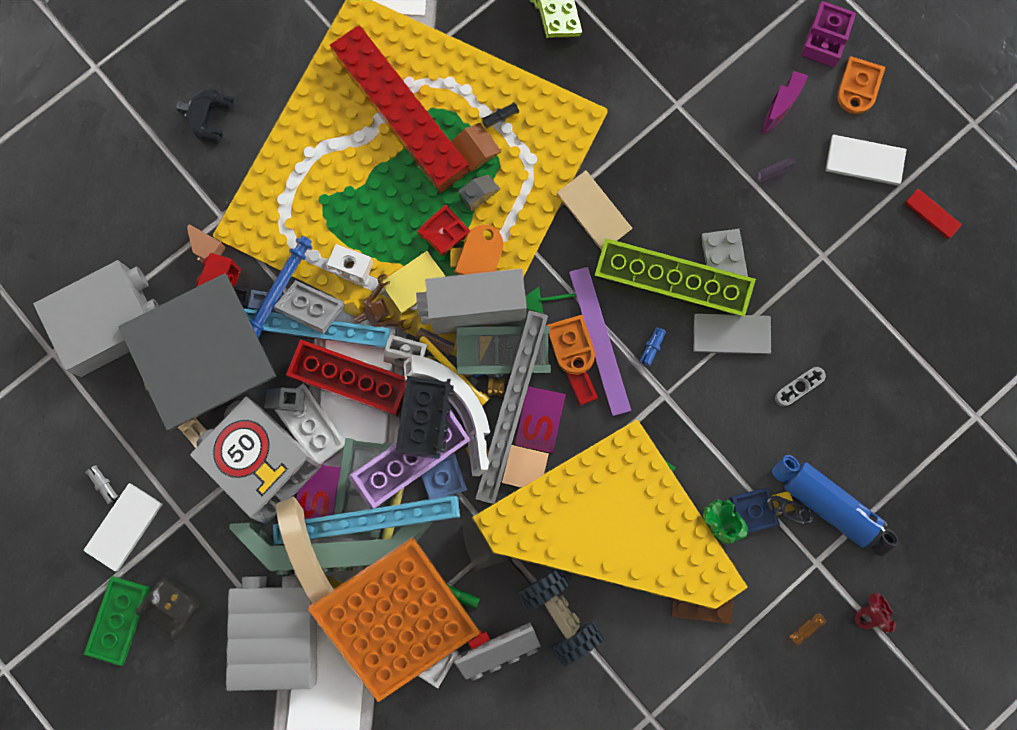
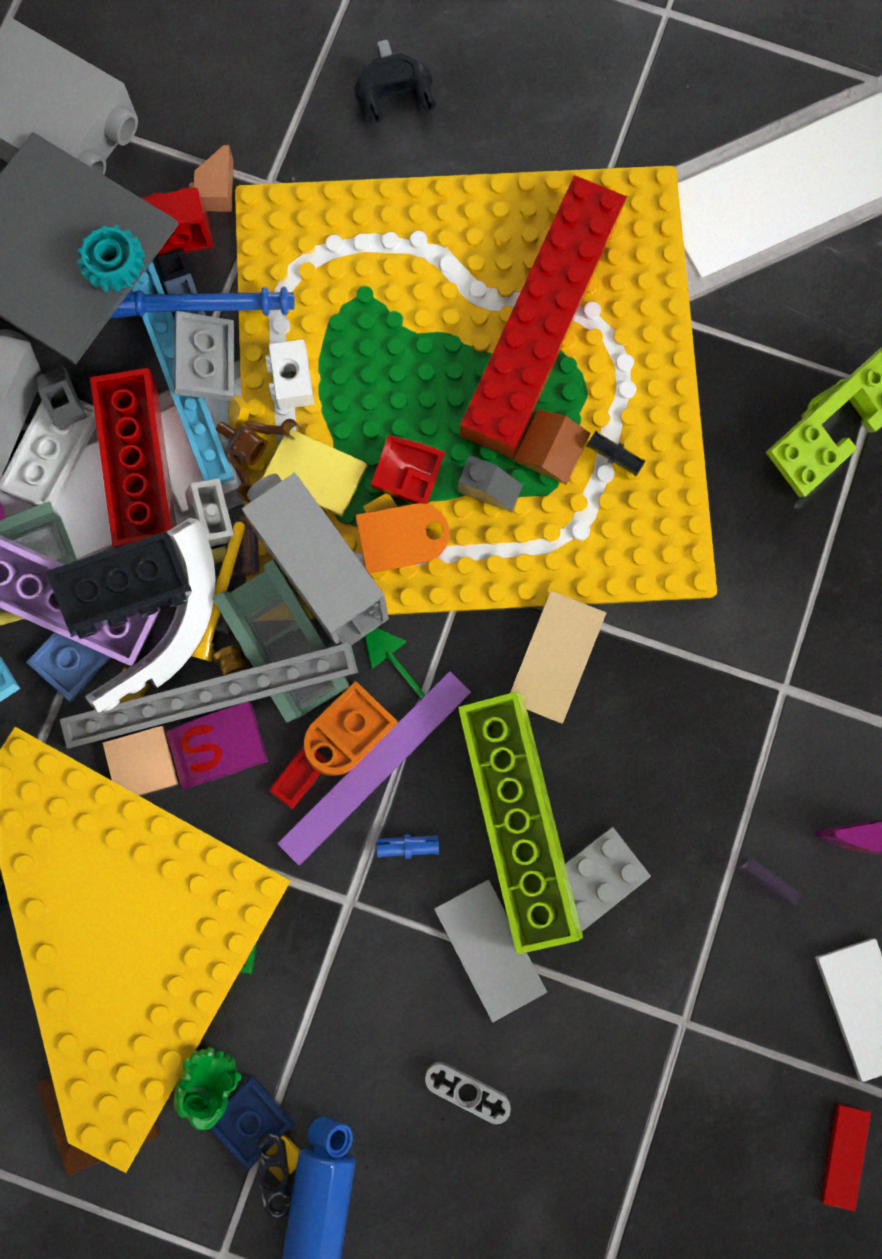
camera: 55 degrees right, 0 degrees up
(221, 312) = (107, 243): none -> teal gear

